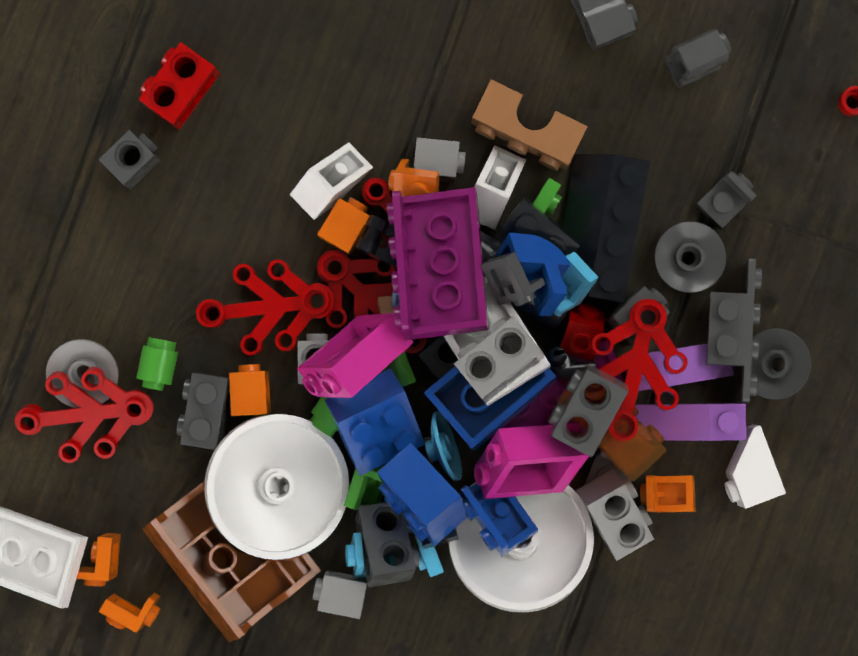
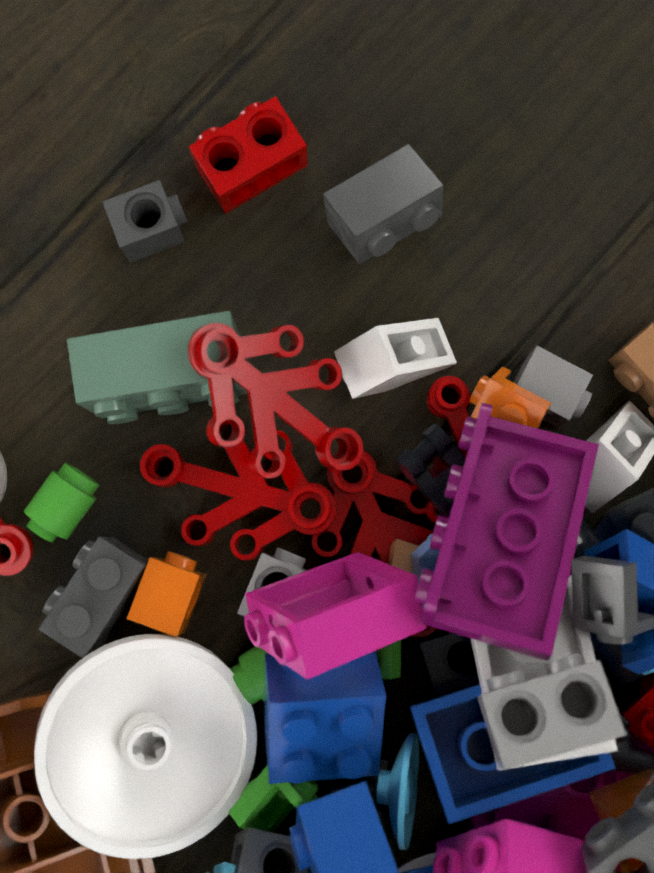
camera: 20 degrees right, 5 degrees down
(184, 252) = (142, 369): none -> sand green brick
(260, 242) = (268, 396): none -> red plant
(282, 83) = (384, 204): none -> dark grey brick
(345, 225) = (391, 422): orange brick -> none

